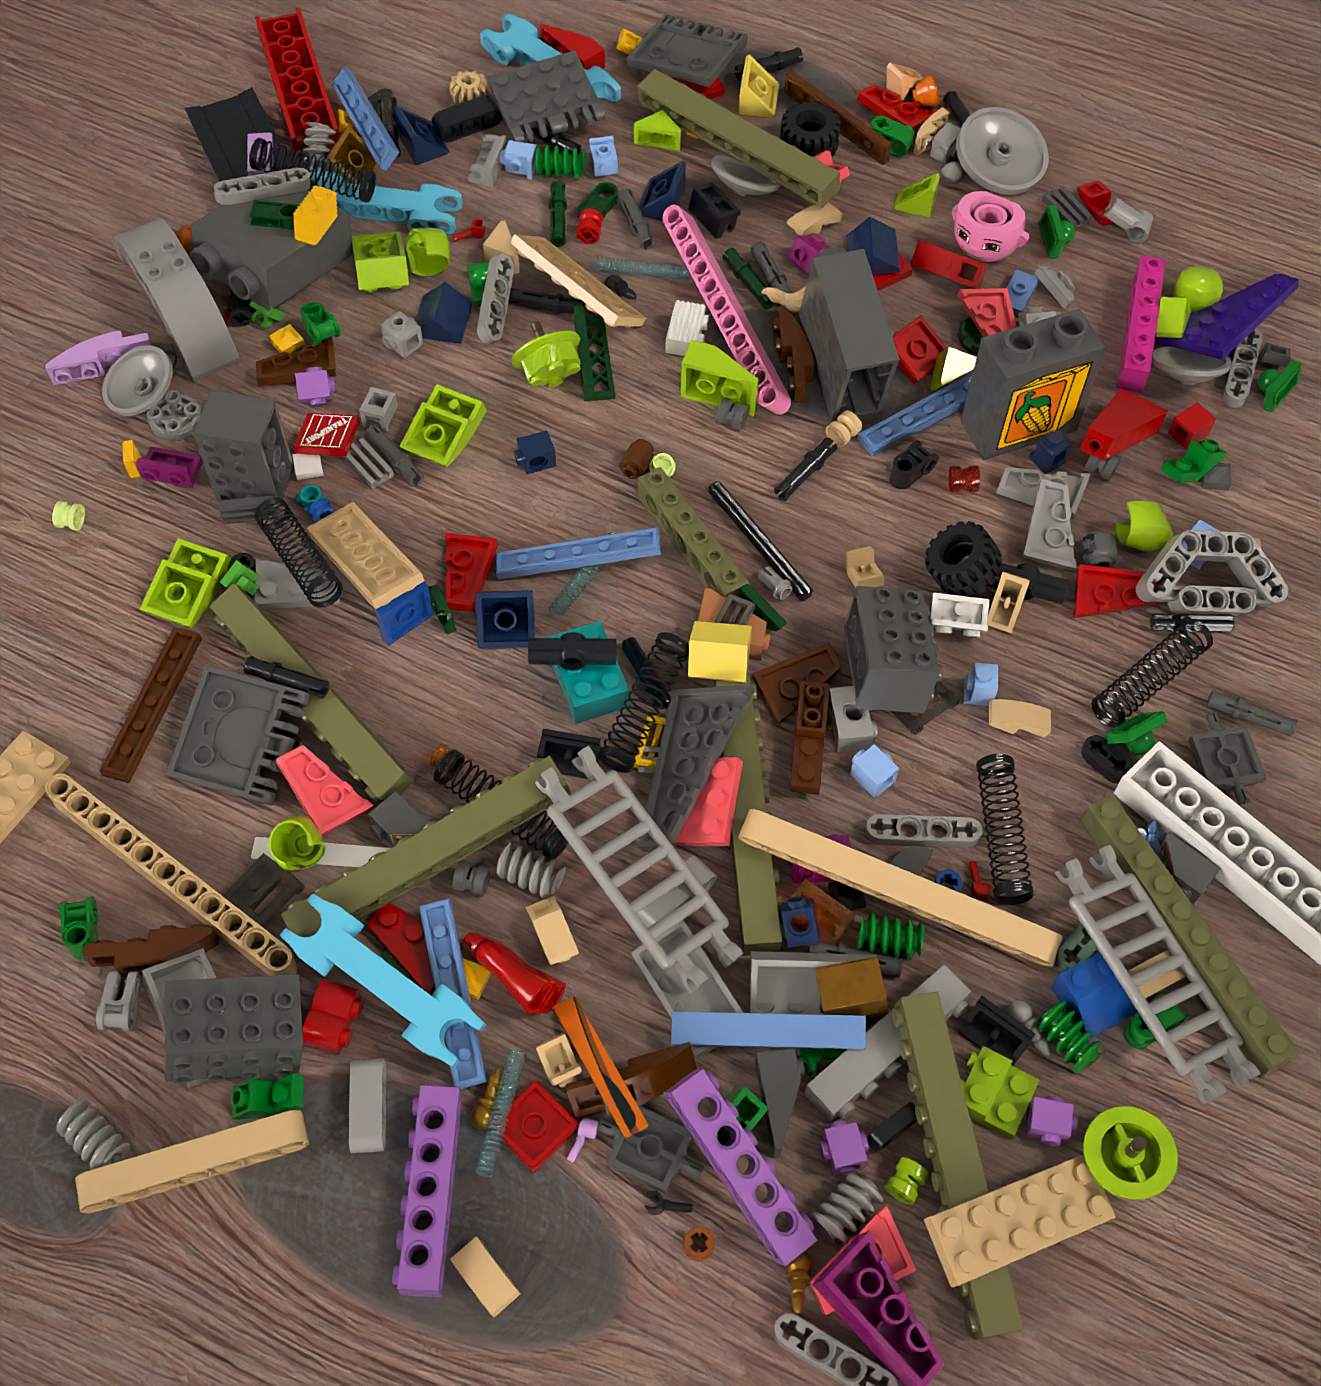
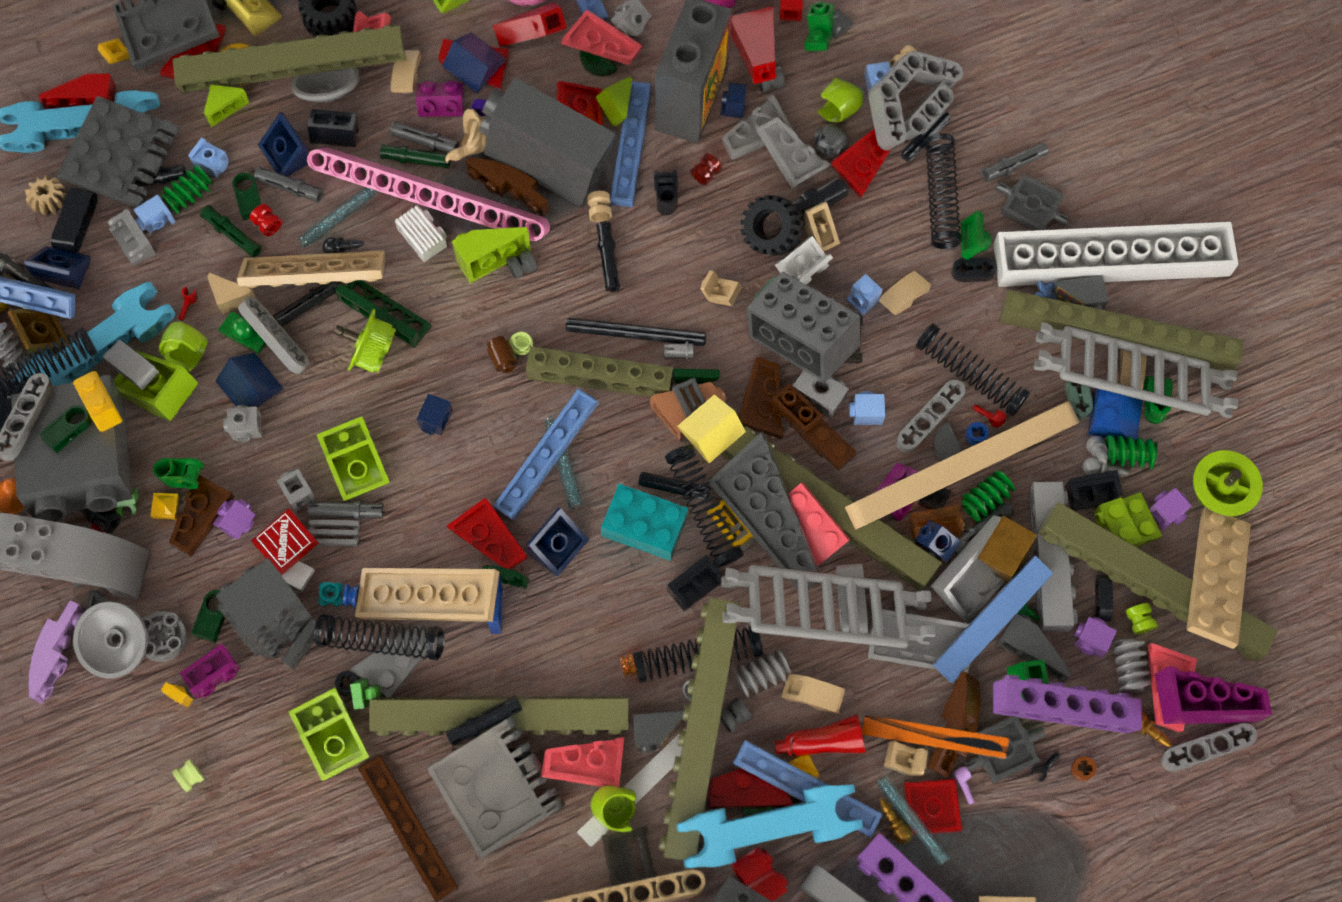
camera: 50 degrees left, 10 degrees up
(378, 229) = (130, 364): none -> light grey beam
(572, 651) = (634, 520): black piece -> none
(1042, 1001) = (1097, 447): none -> light grey bar

